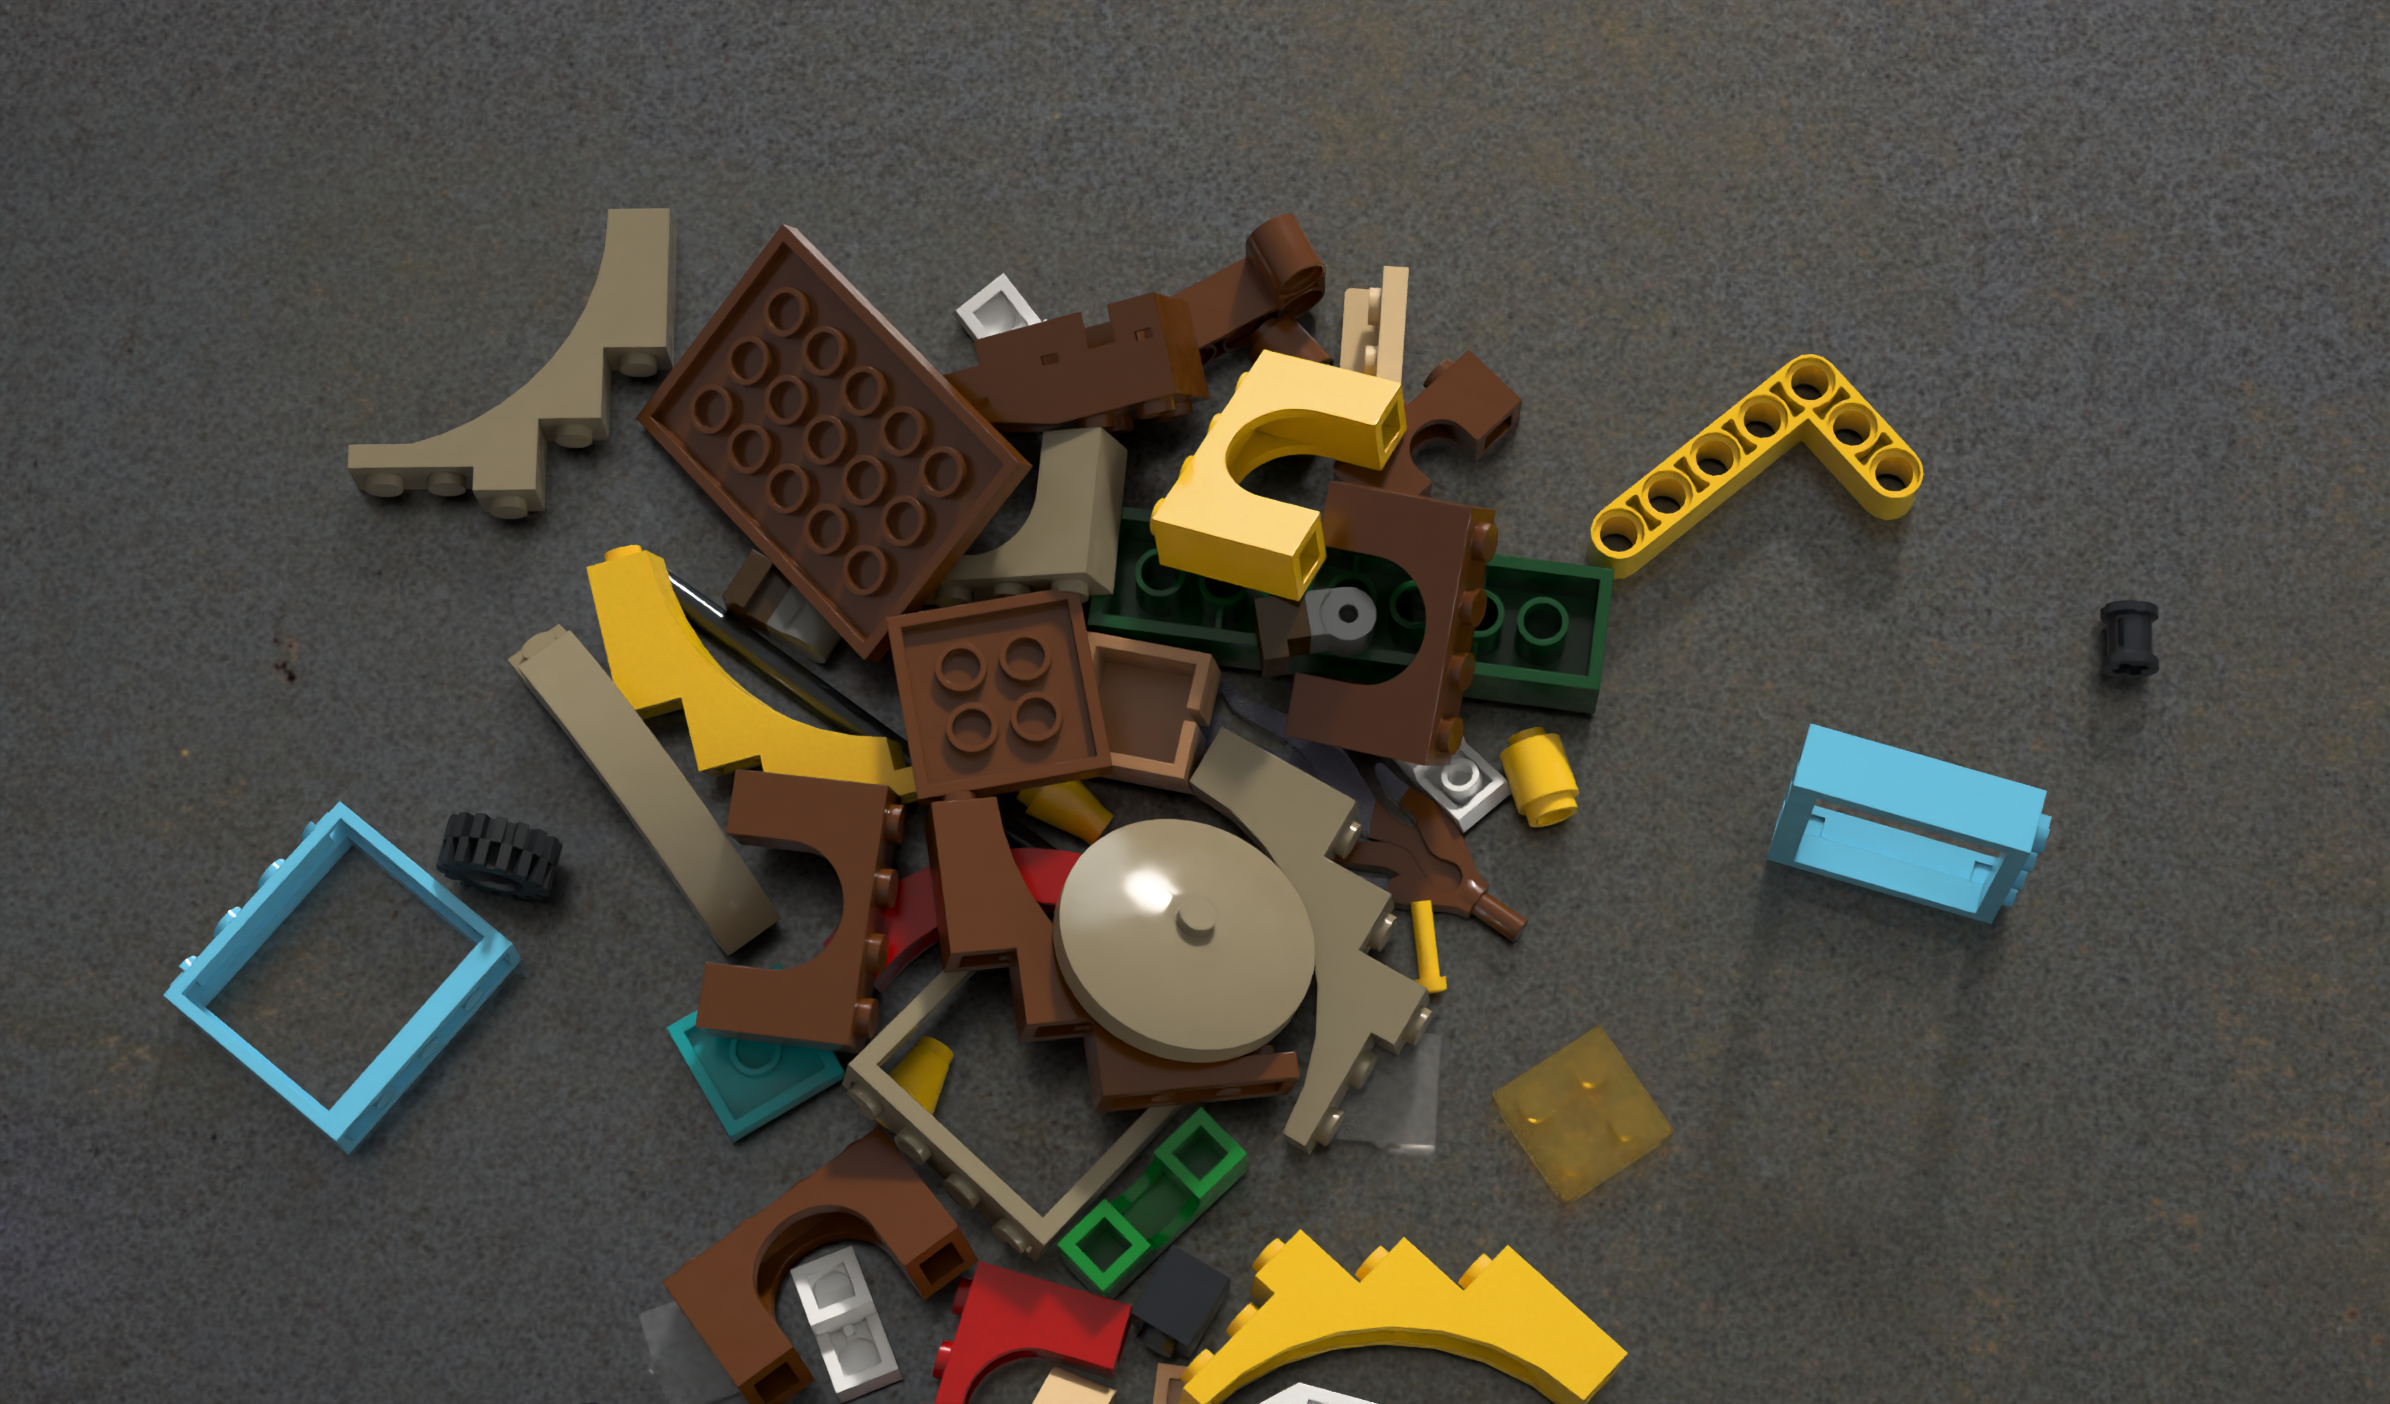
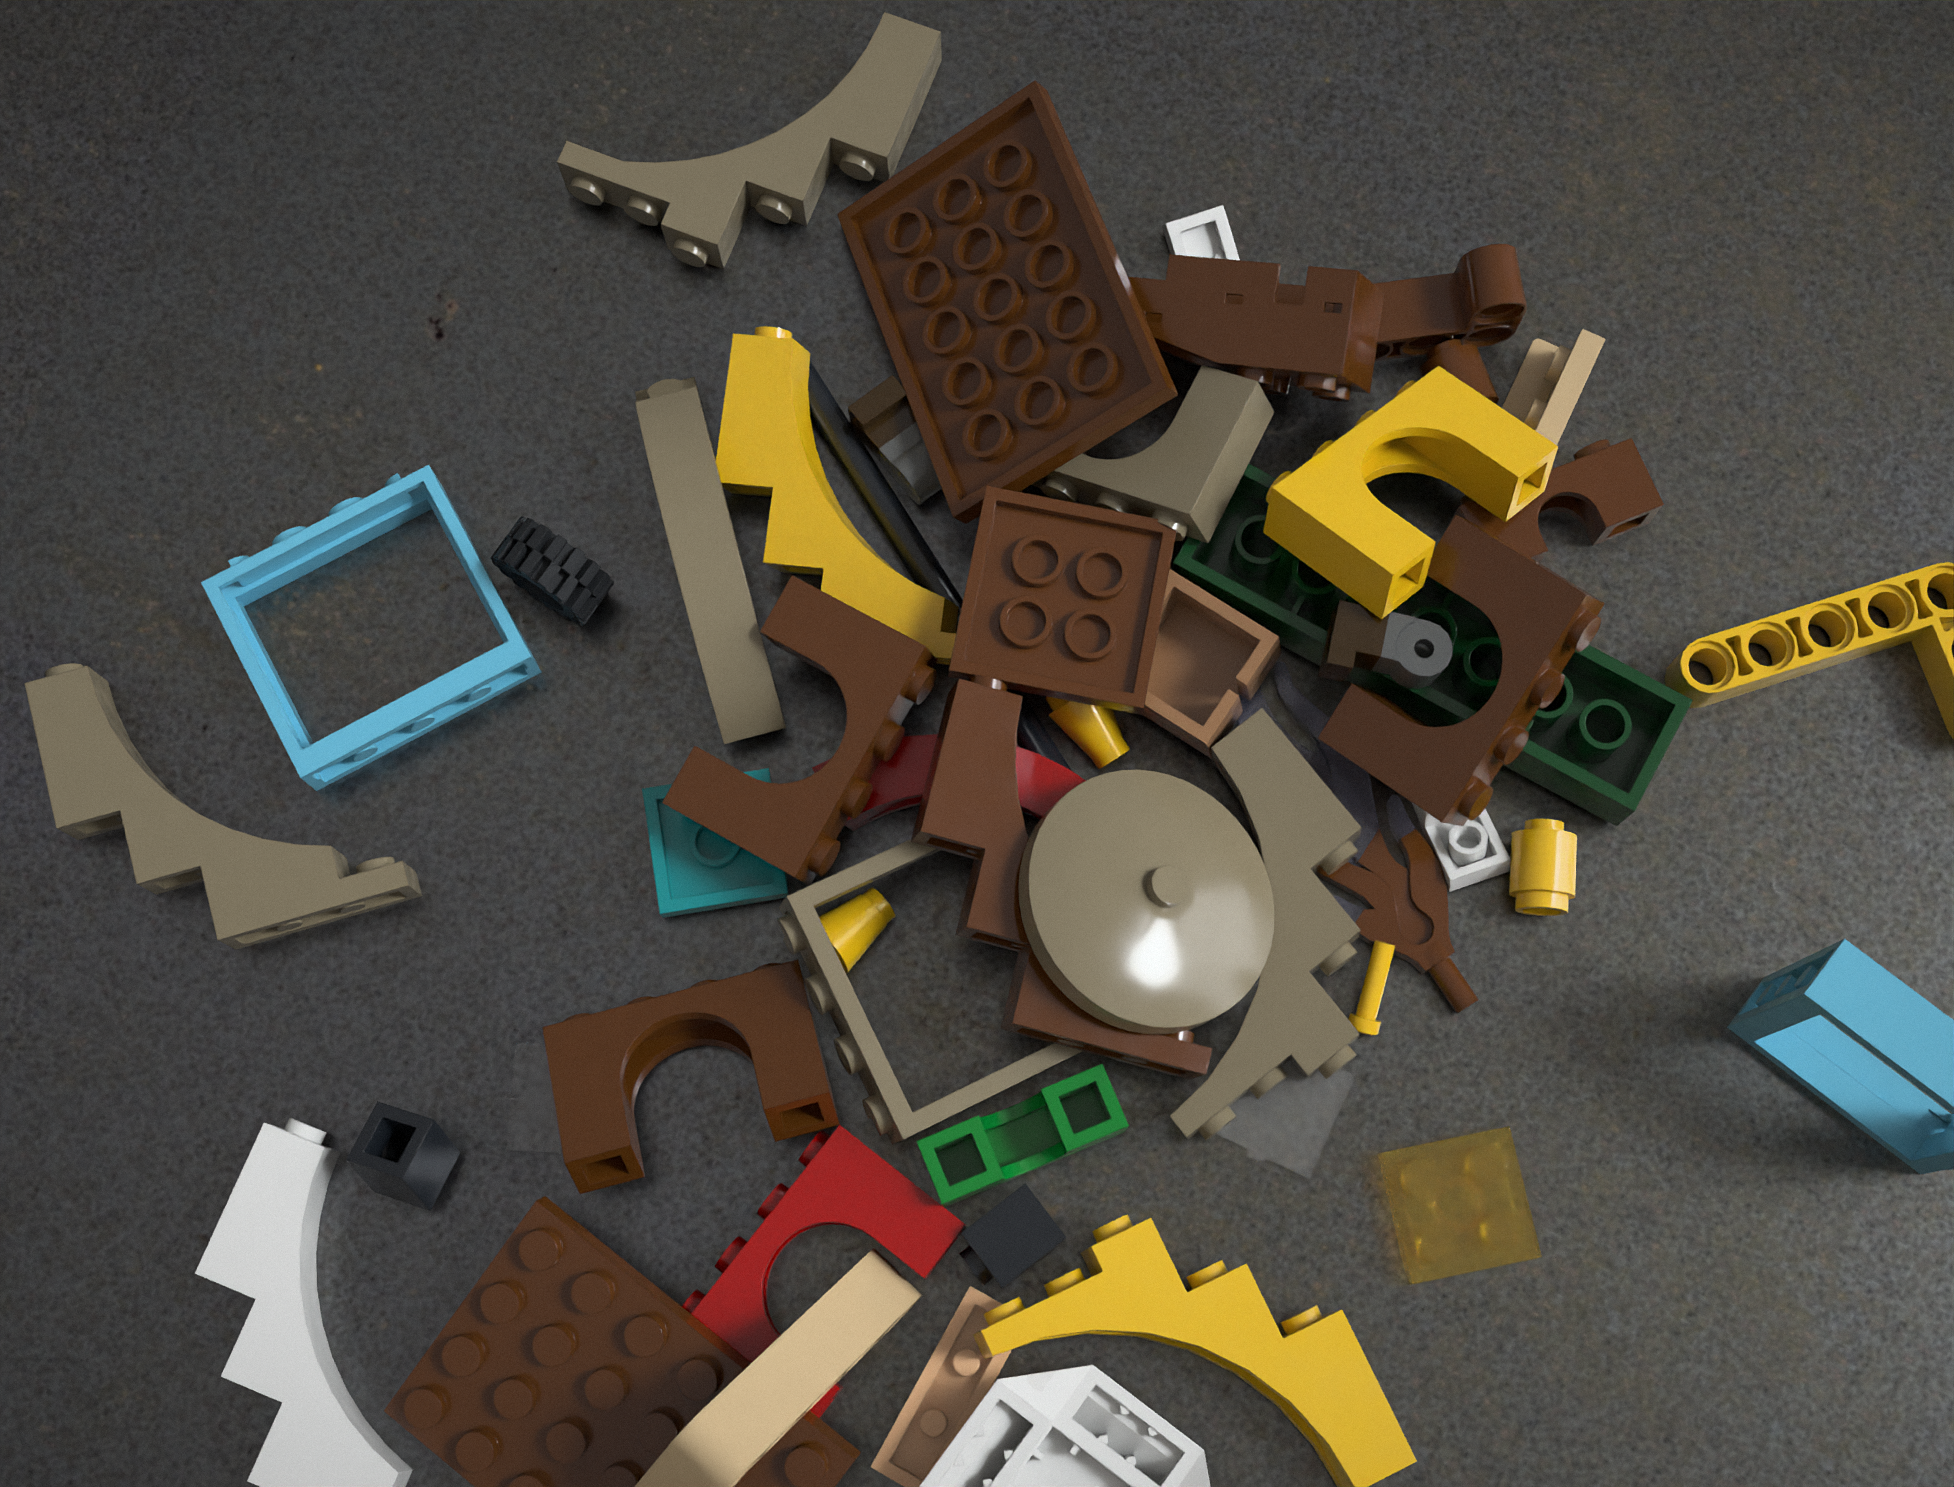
camera: 20 degrees right, 5 degrees up
(330, 1257) = (251, 883): none -> dark tan arch
(846, 1324) = (698, 1130): white slope -> none

